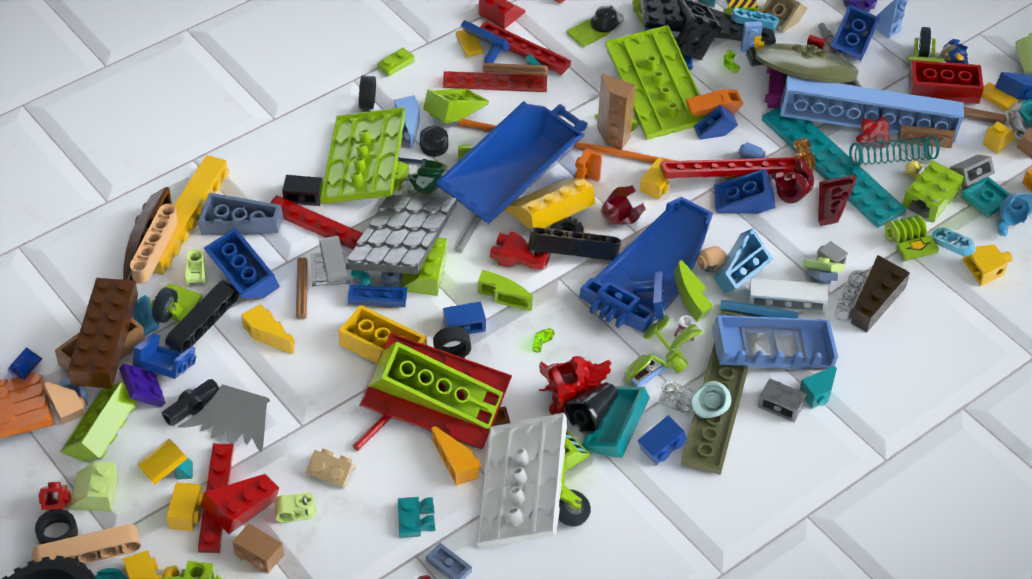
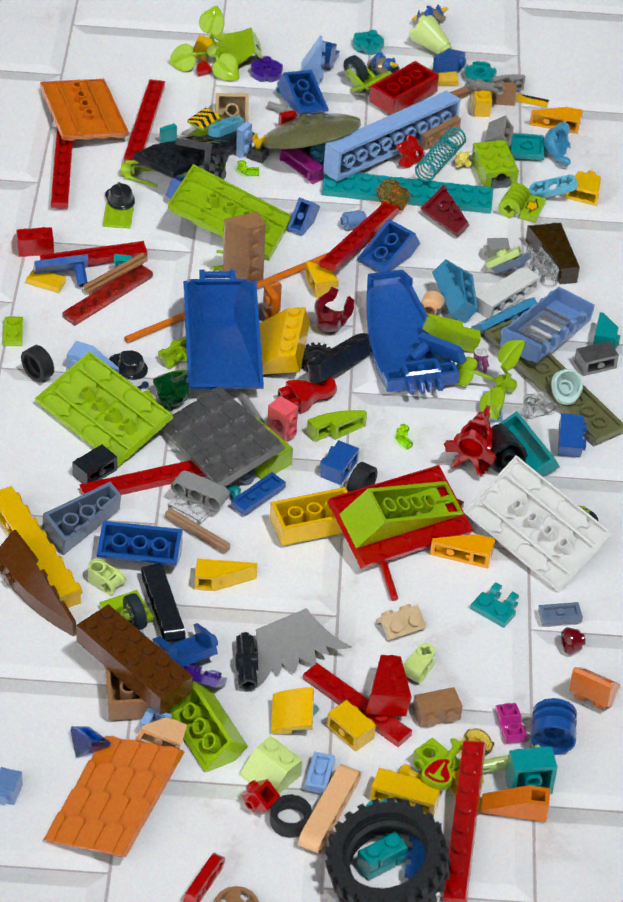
camera: 50 degrees left, 5 degrees down
(120, 516) = (319, 772): none -> light blue plate
(154, 243) = (63, 578): light nougat beam -> none
(452, 104) = (109, 329): lime slope -> none
(465, 255) = (283, 418): none -> coral brick
(708, 102) = (288, 199): orange slope -> none
(798, 186) = (414, 216): dark red piece -> none
(920, 15) = (330, 54): none -> blue brick
(984, 27) = (368, 42): none -> teal plate

